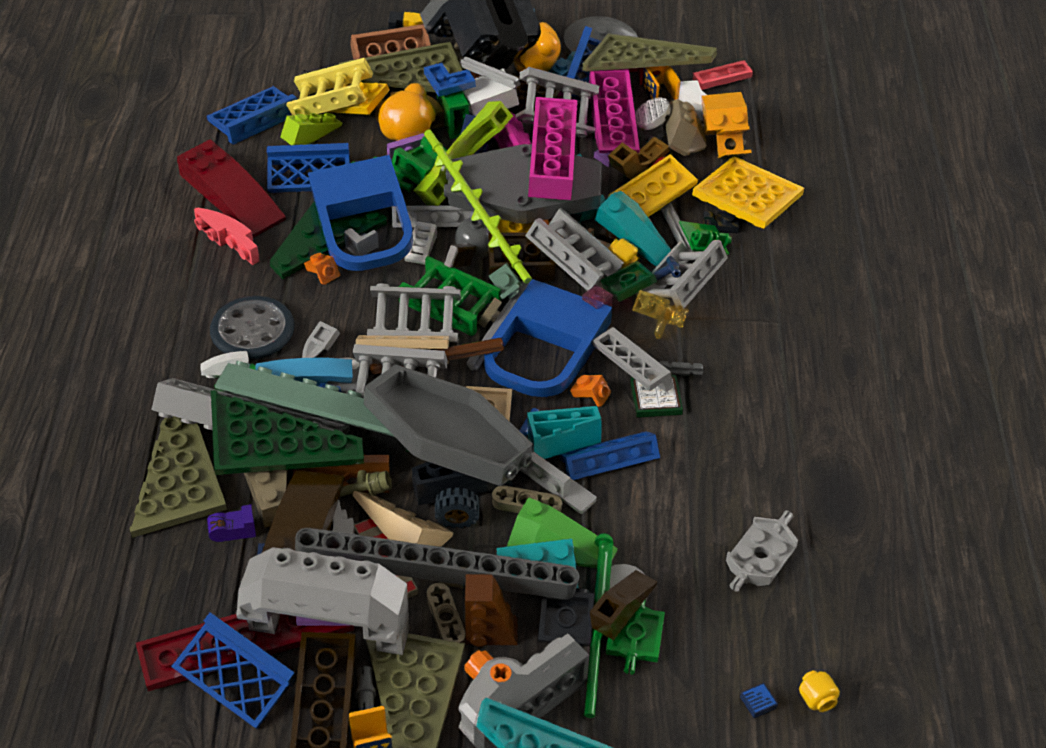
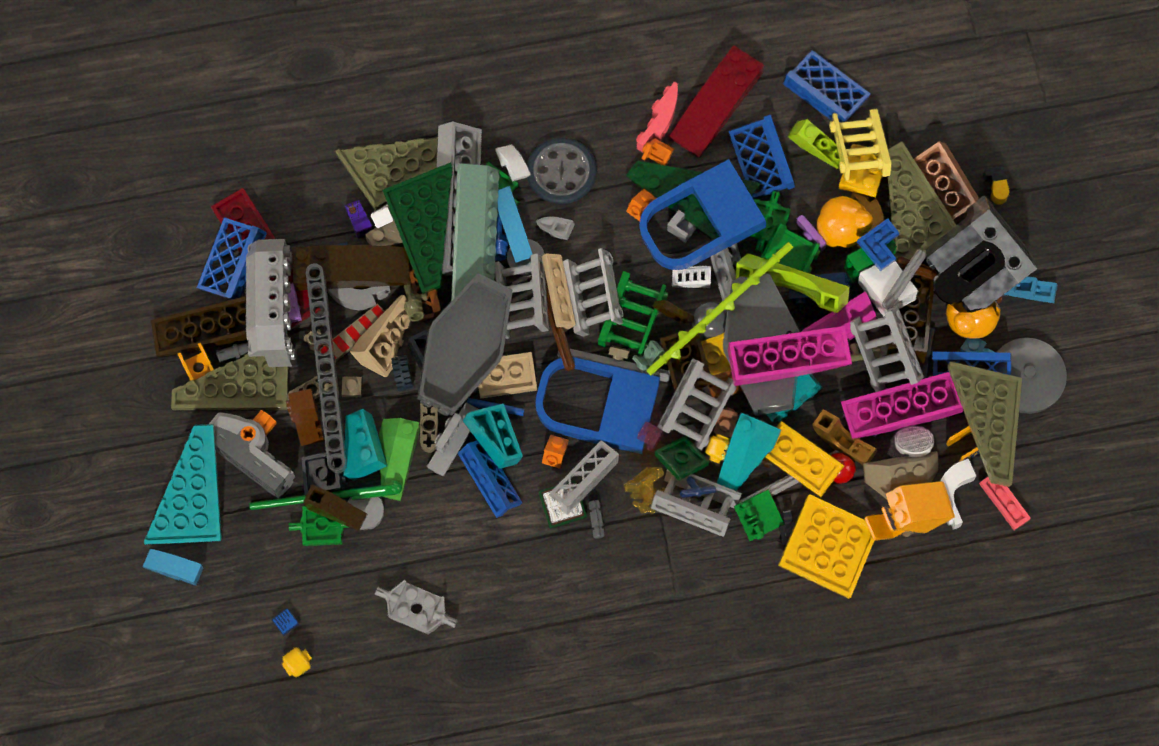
camera: 80 degrees right, 25 degrees up
(242, 488) = (382, 216): none -> white slope
(267, 241) = (657, 151): none -> orange bracket

